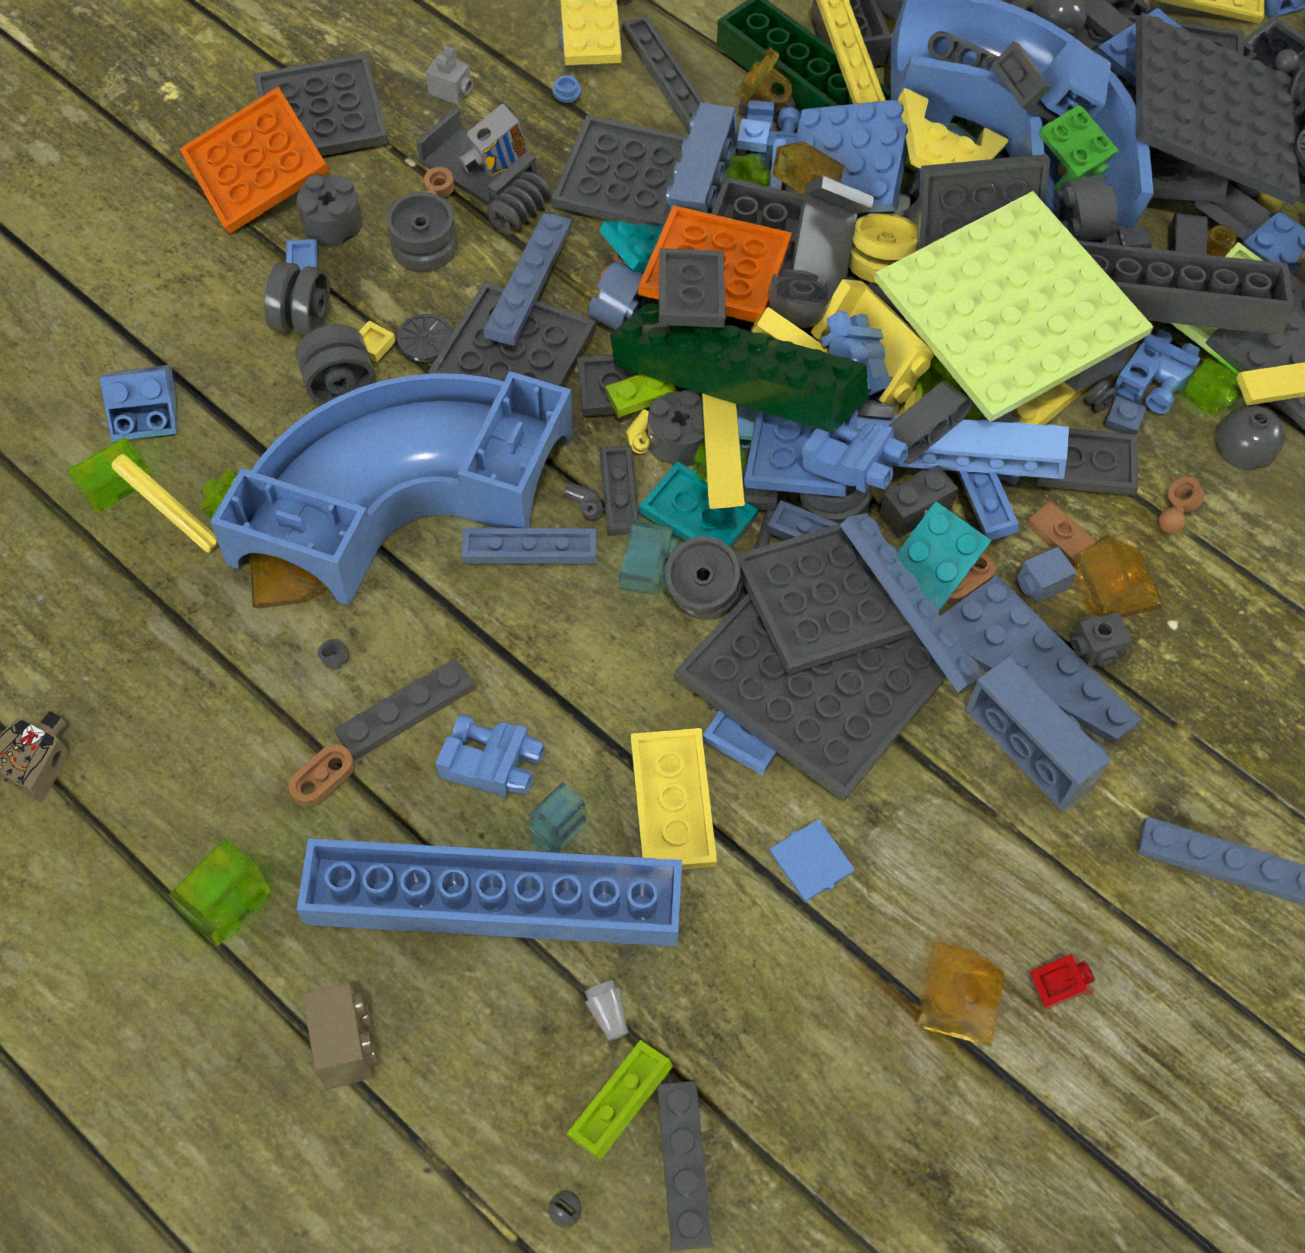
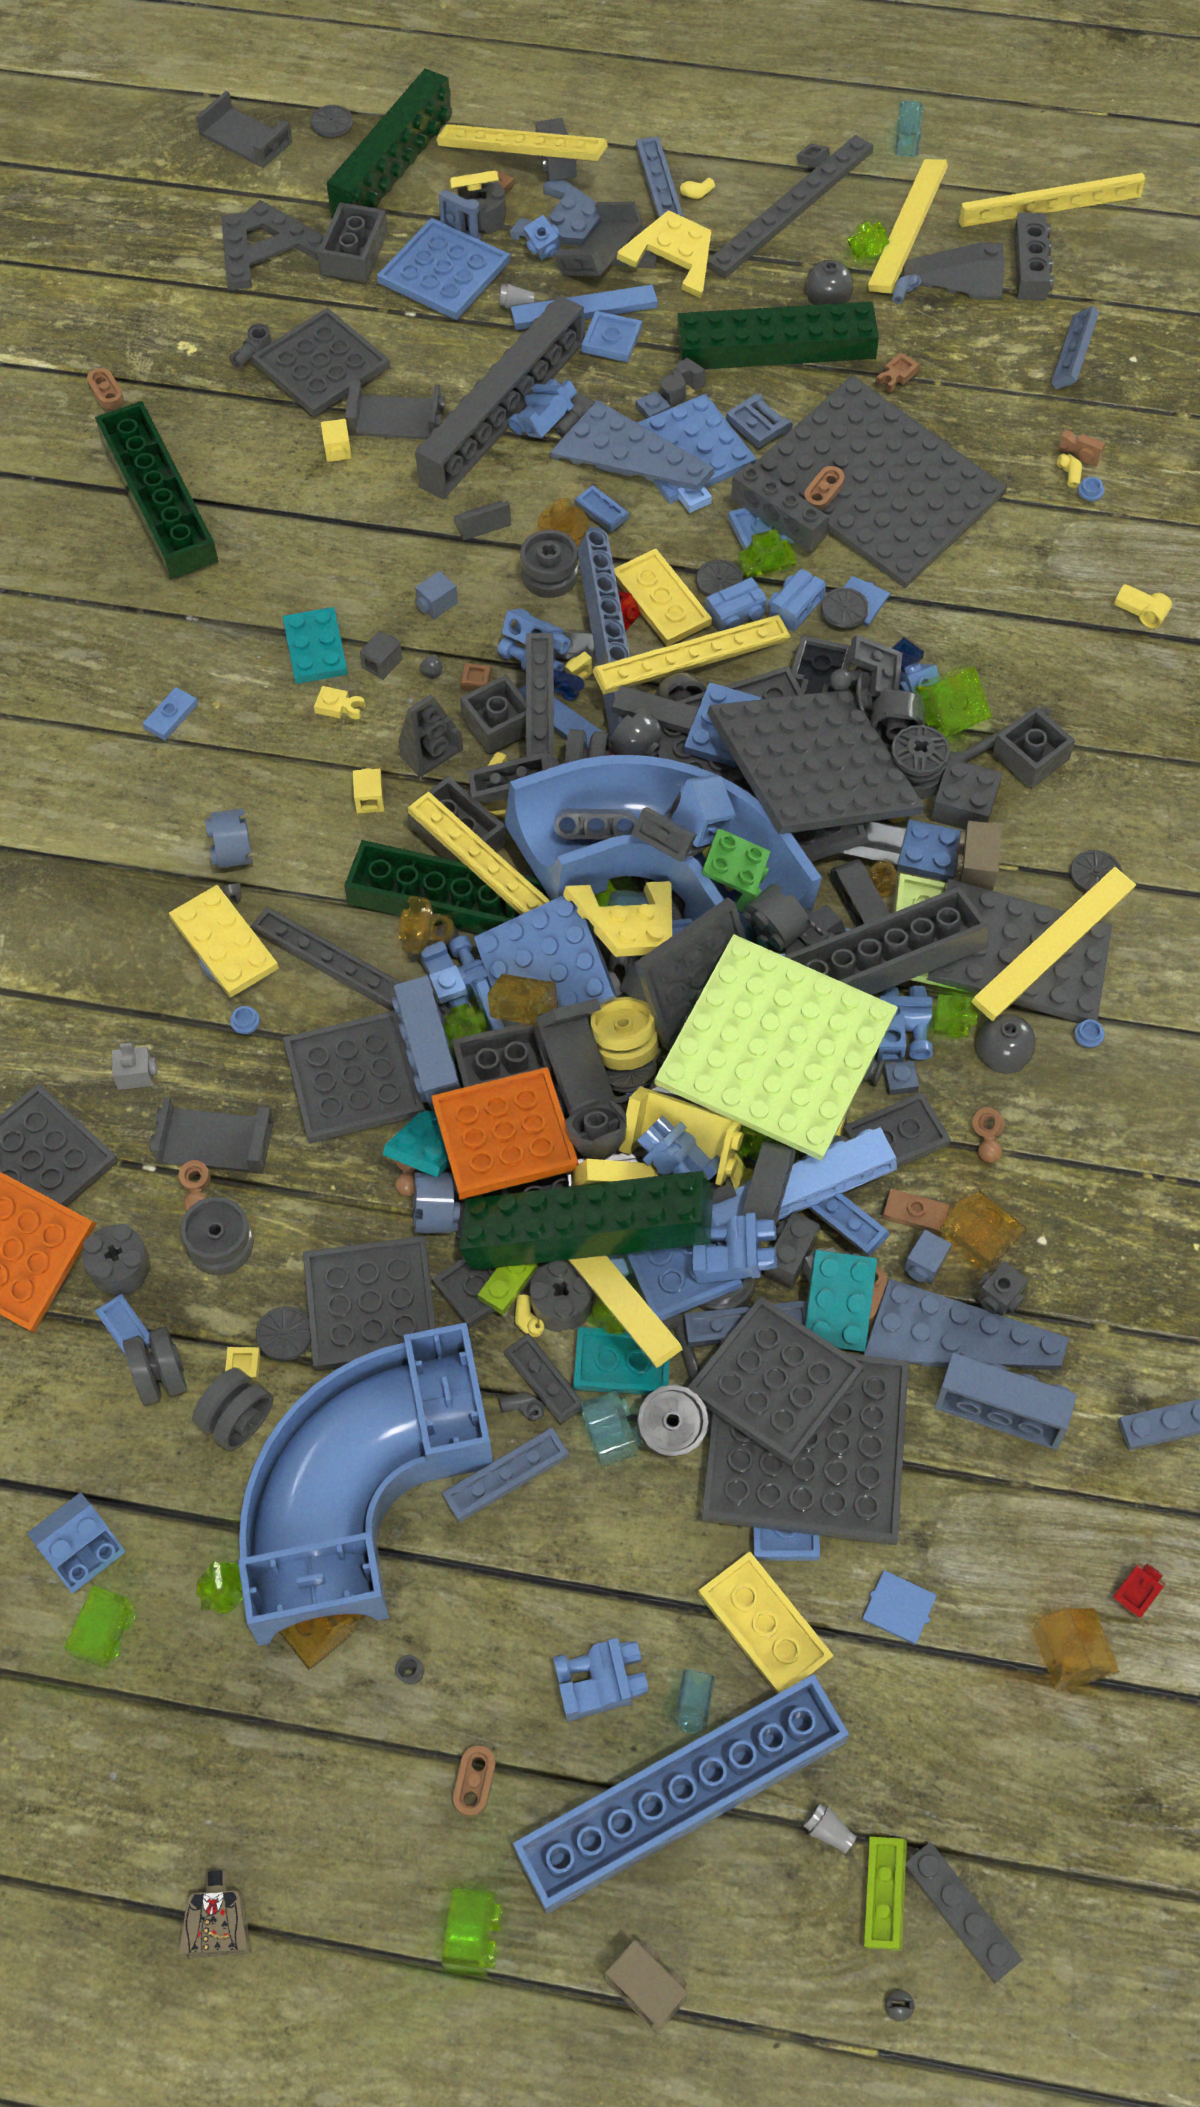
camera: 30 degrees left, 0 degrees up
(165, 502) = (172, 1624): light yellow axle -> none
(404, 709) = (499, 1681): dark grey plate -> none
(494, 143) = (226, 1114): light grey torso -> none
(518, 202) = (280, 1158): dark grey piece -> none
(528, 279) = (341, 1228): sand blue plate -> none
(691, 288) = (508, 1173): dark grey plate -> none
(912, 602) = (847, 1346): sand blue plate -> none

